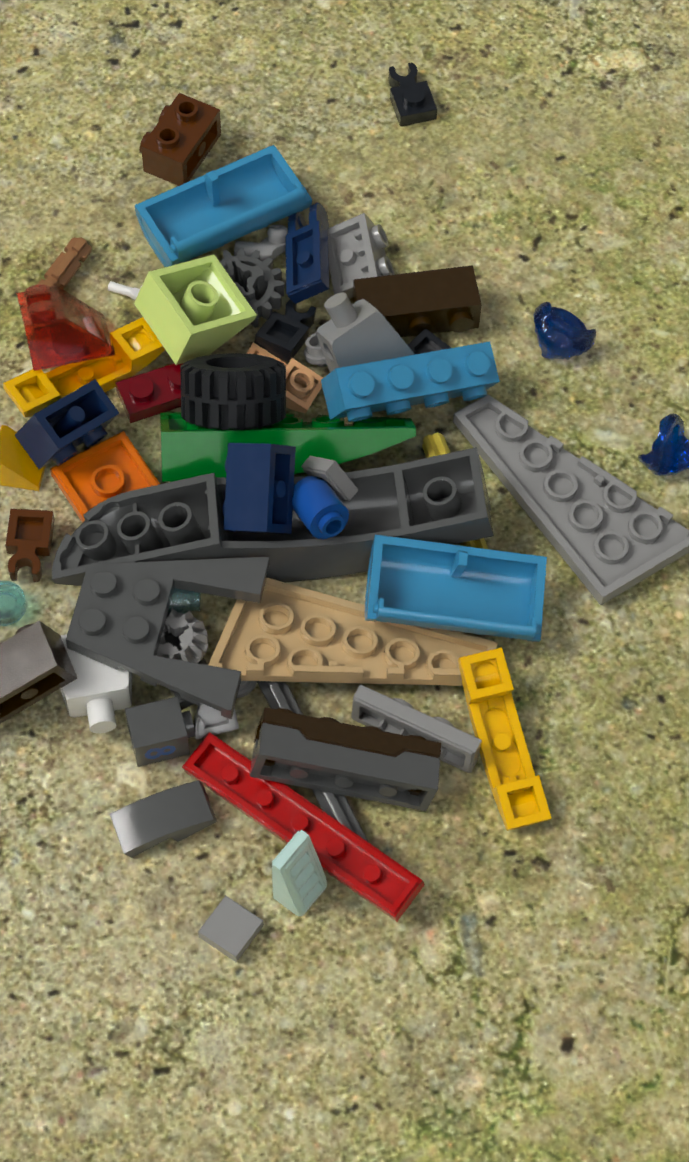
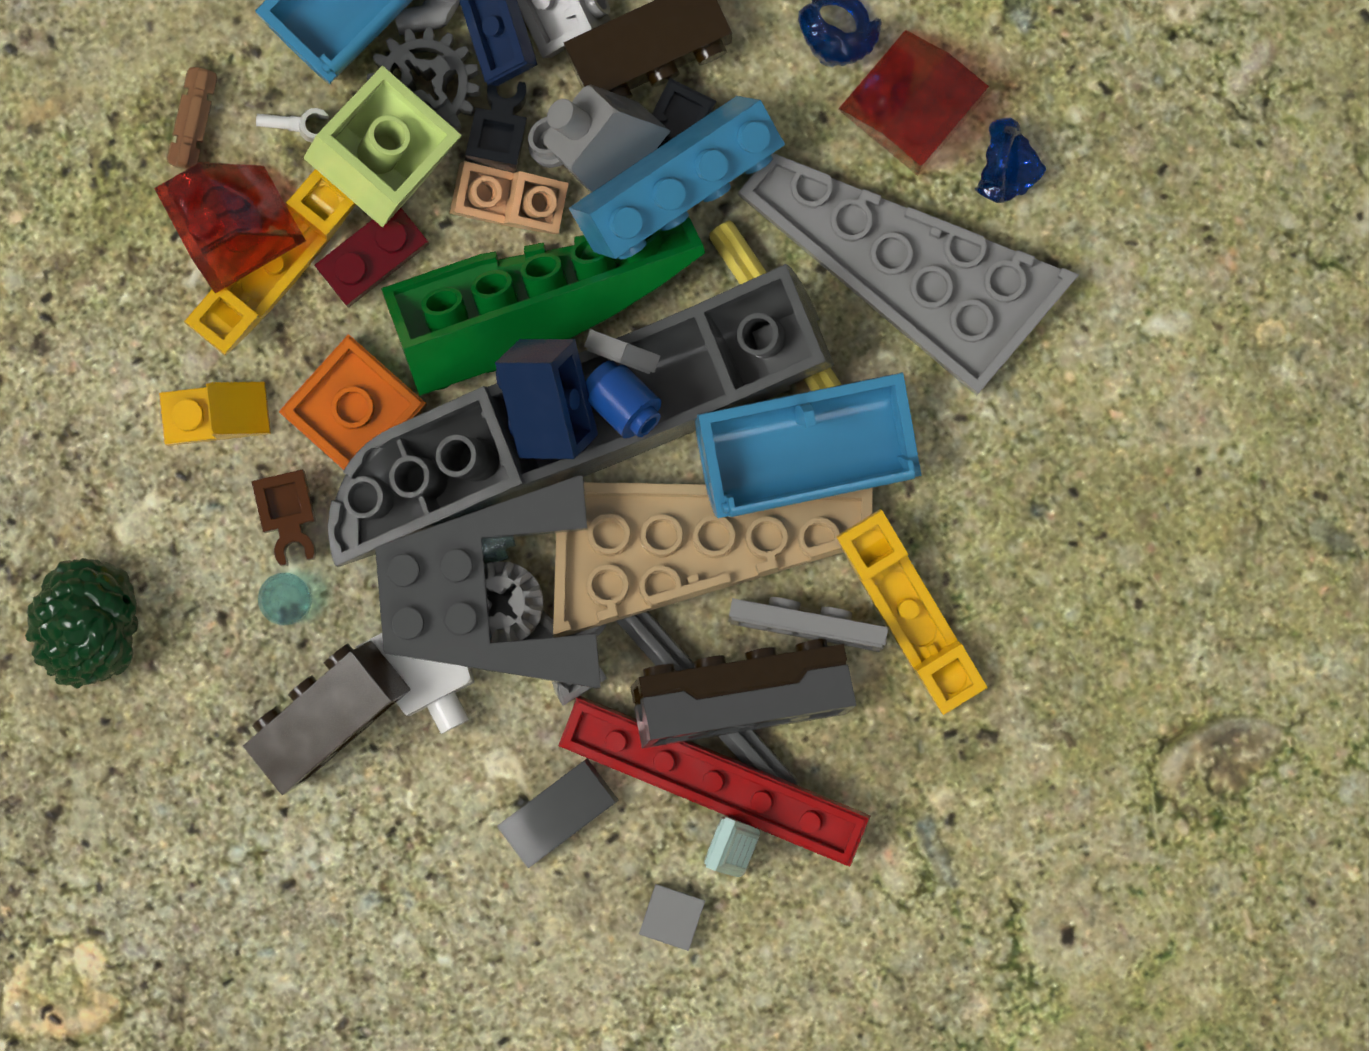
camera: 10 degrees left, 25 degrees up
(67, 424) = (282, 356): dark blue brick -> none
(159, 731) = (520, 712): dark grey brick -> none
(233, 391) = (468, 257): black tyre -> none
(610, 394) = (914, 100): none -> clear red slope

